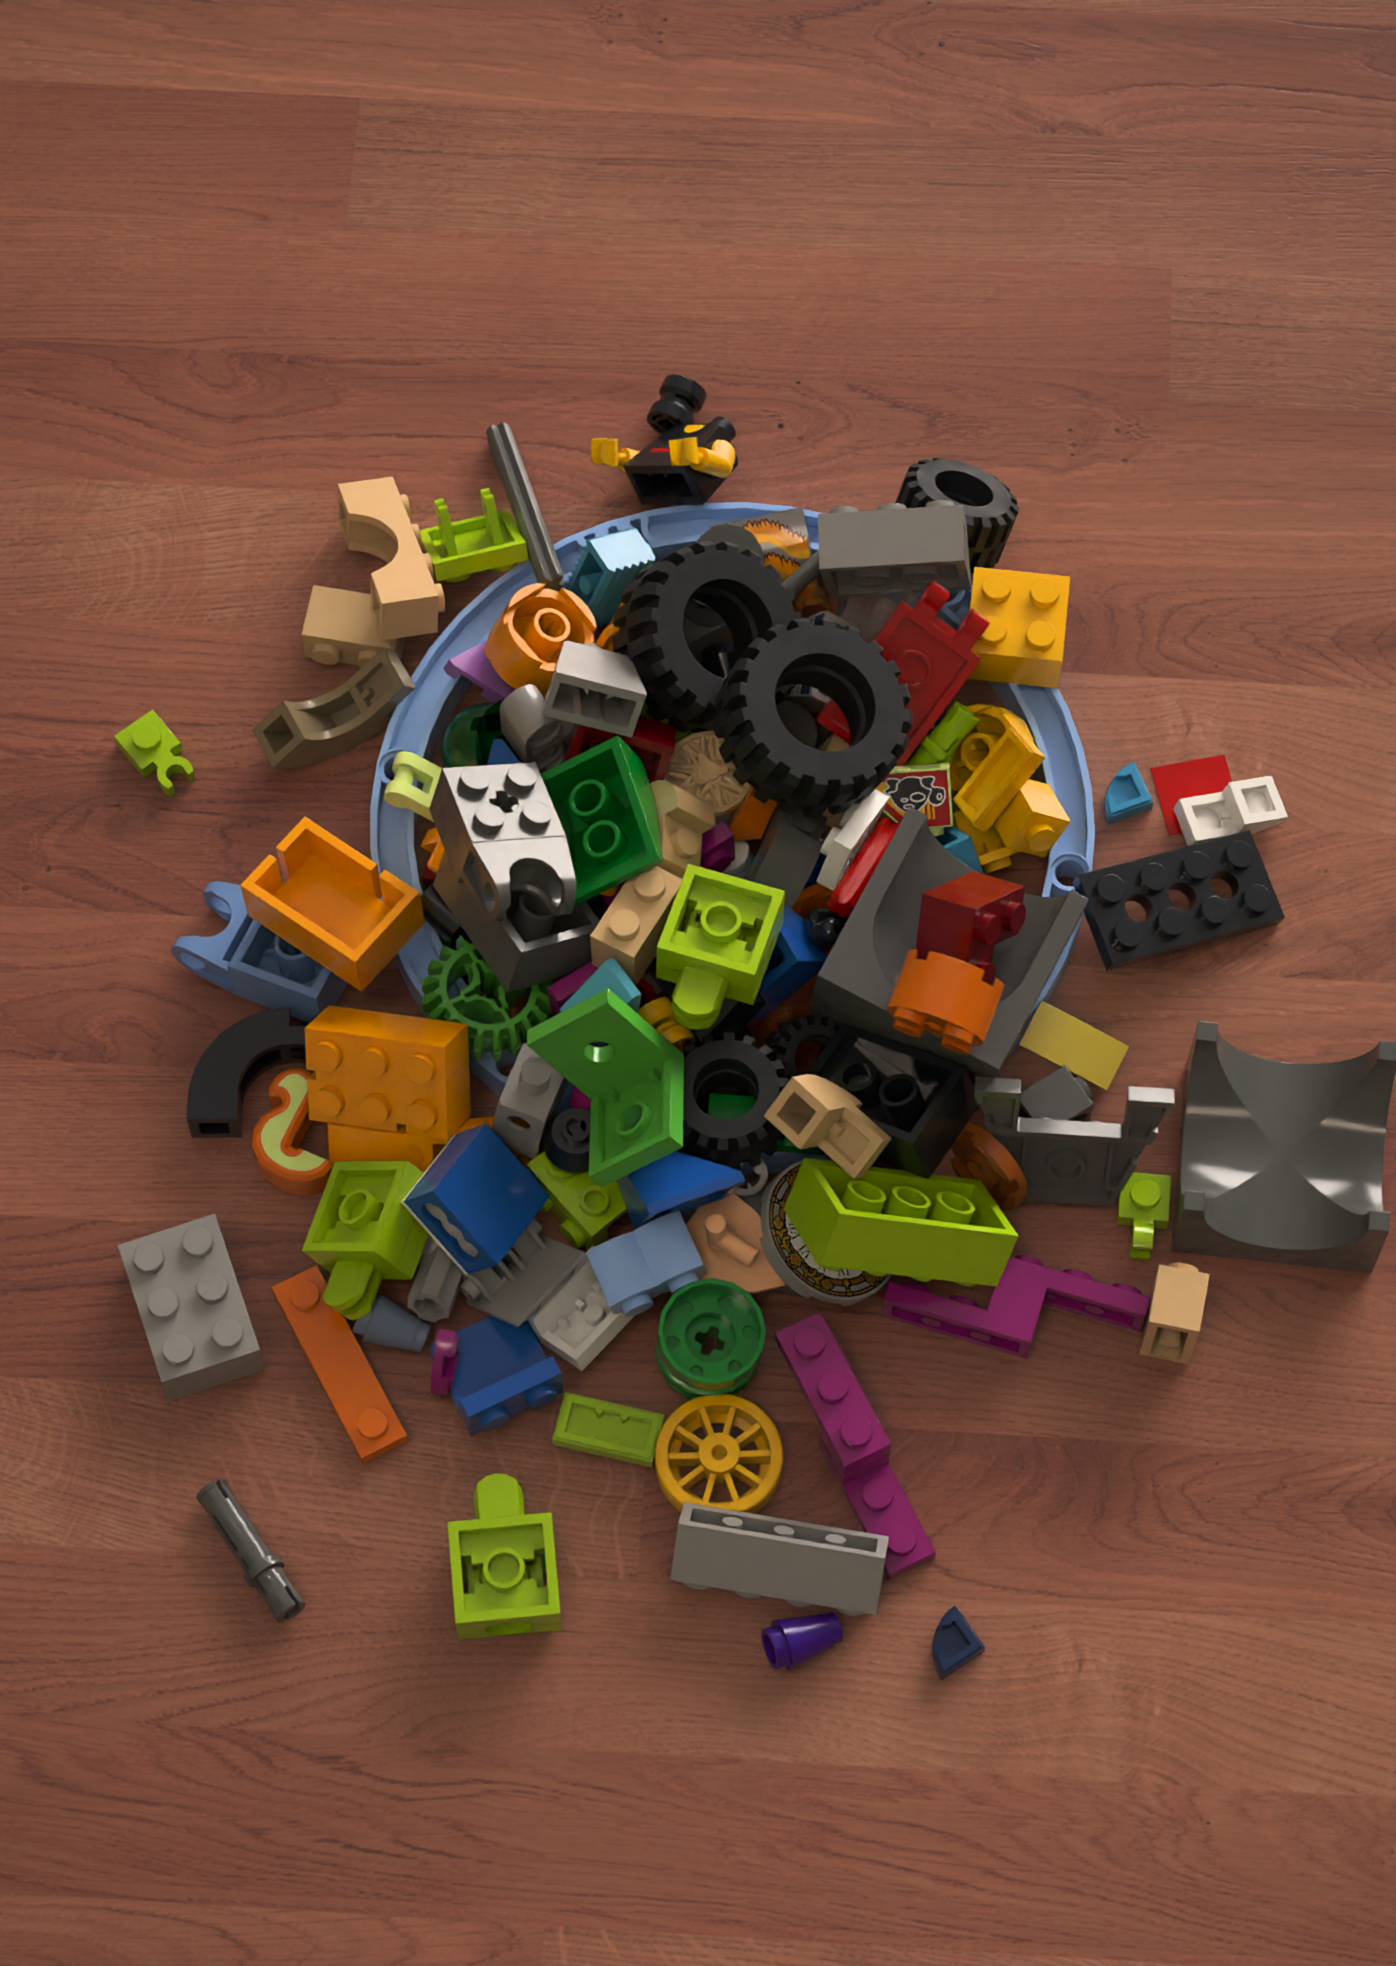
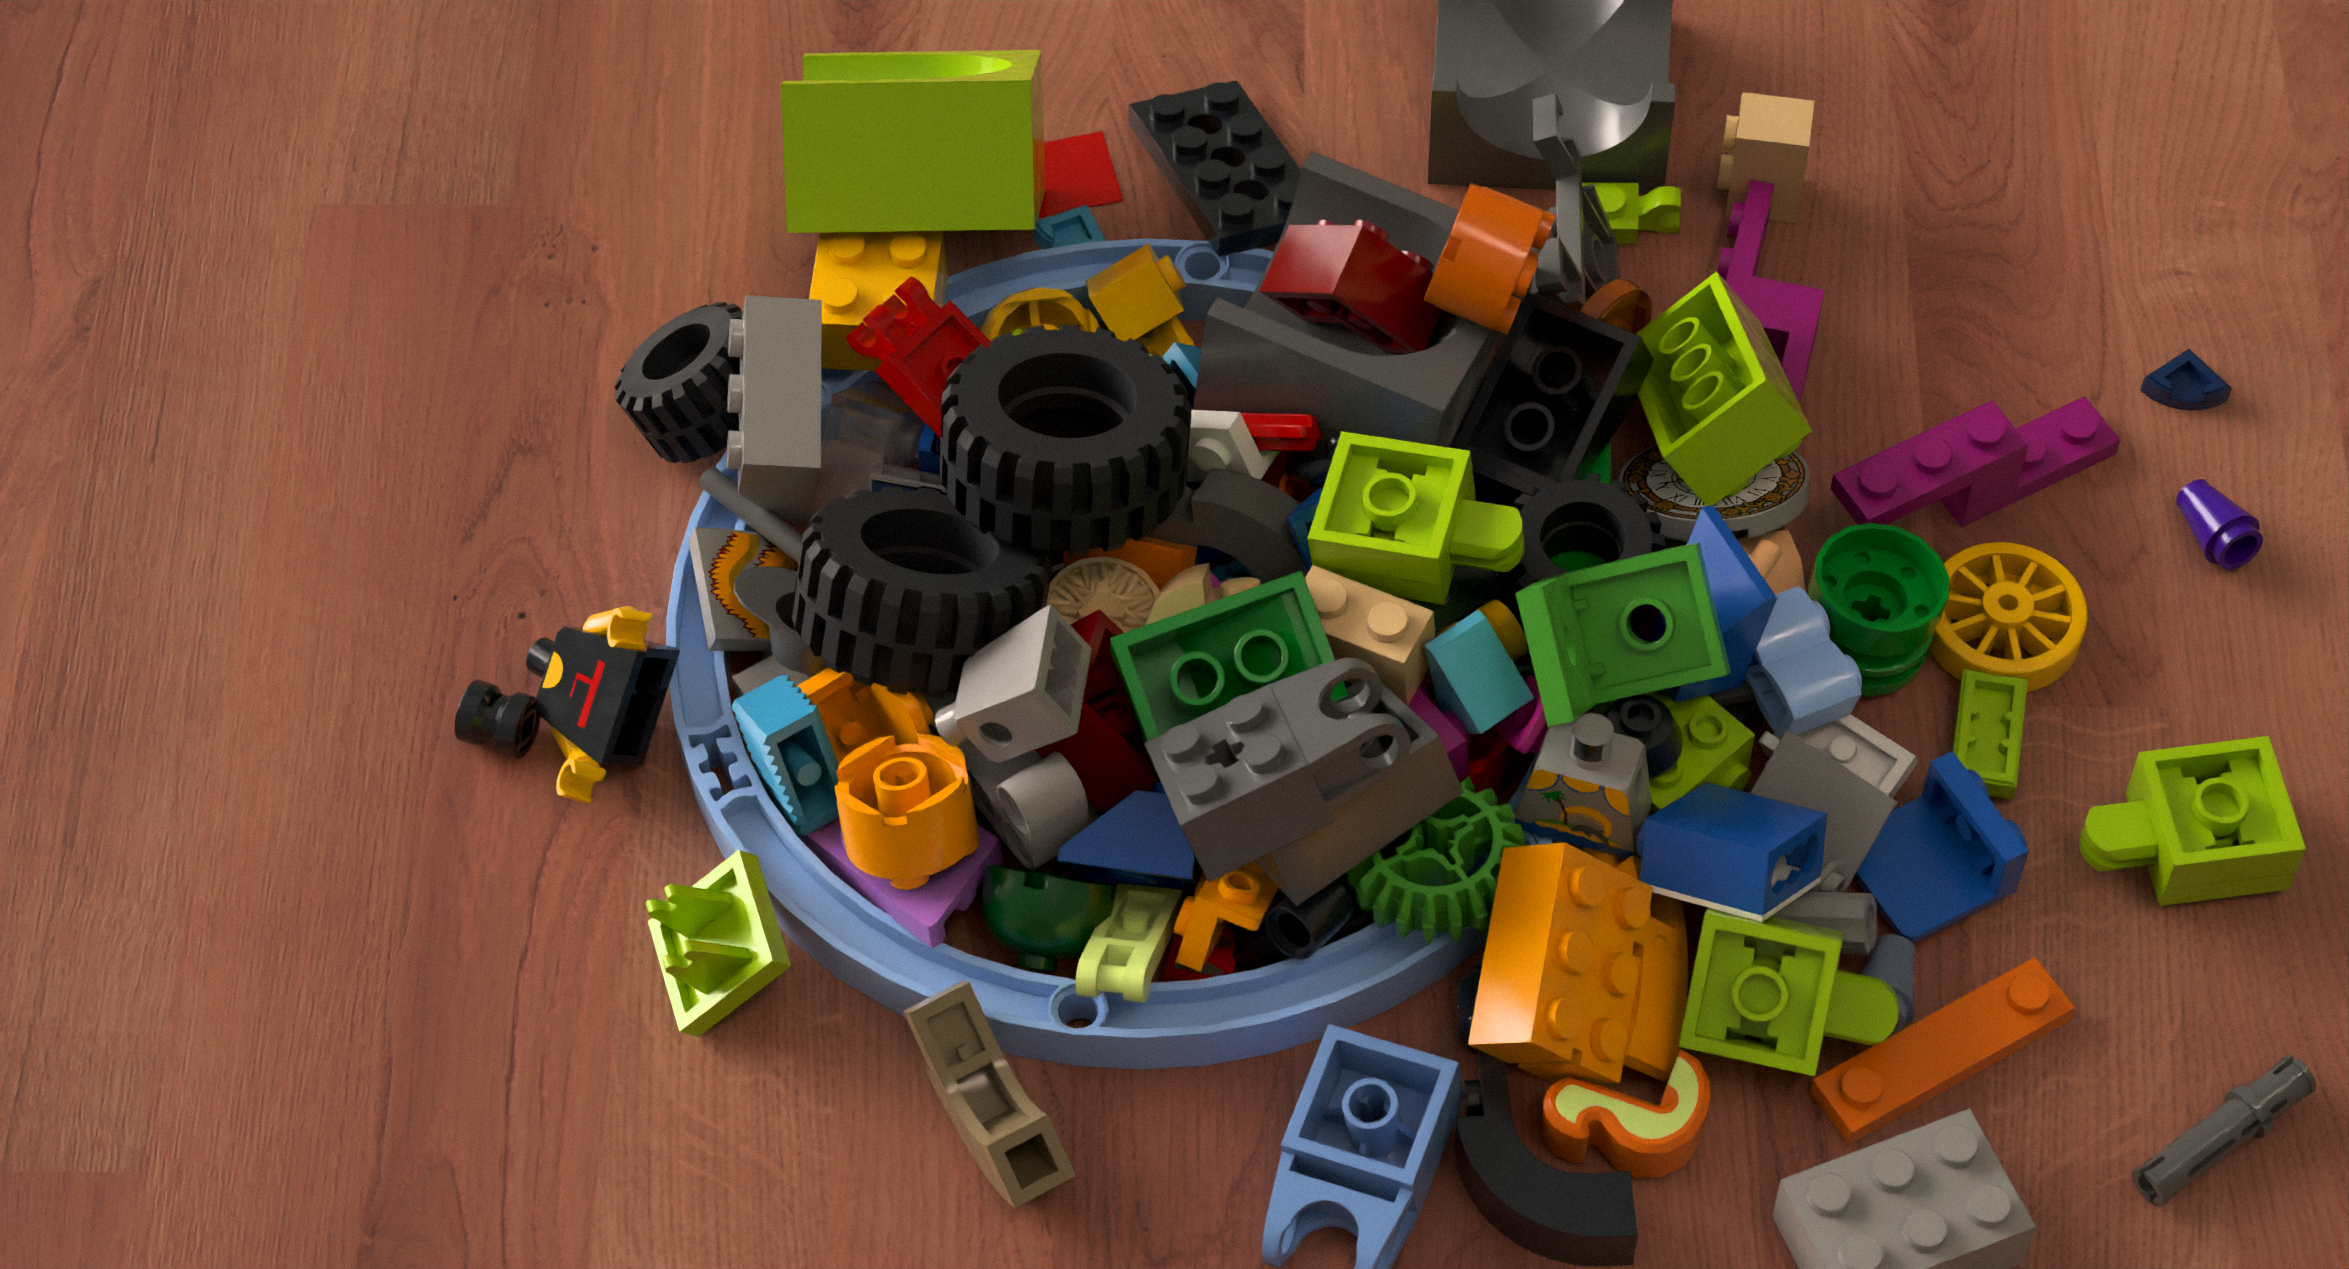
camera: 90 degrees left, 10 degrees down
(333, 904) = (1340, 1042): light orange piece -> none
(343, 628) = (843, 1095): tan brick -> none
(403, 591) = (675, 1065): tan arch -> none
(444, 1362) = (1937, 907): magenta tile -> none
(525, 506) = (682, 867): dark grey axle -> none
(779, 1559) = (2133, 536): light grey brick -> none
(827, 1116) = (1626, 420): tan brick -> none
(998, 778) = (1091, 297): yellow tile -> none
(1153, 655) = (914, 142): none -> lime piece
(1240, 807) = (1097, 133): white slope -> none

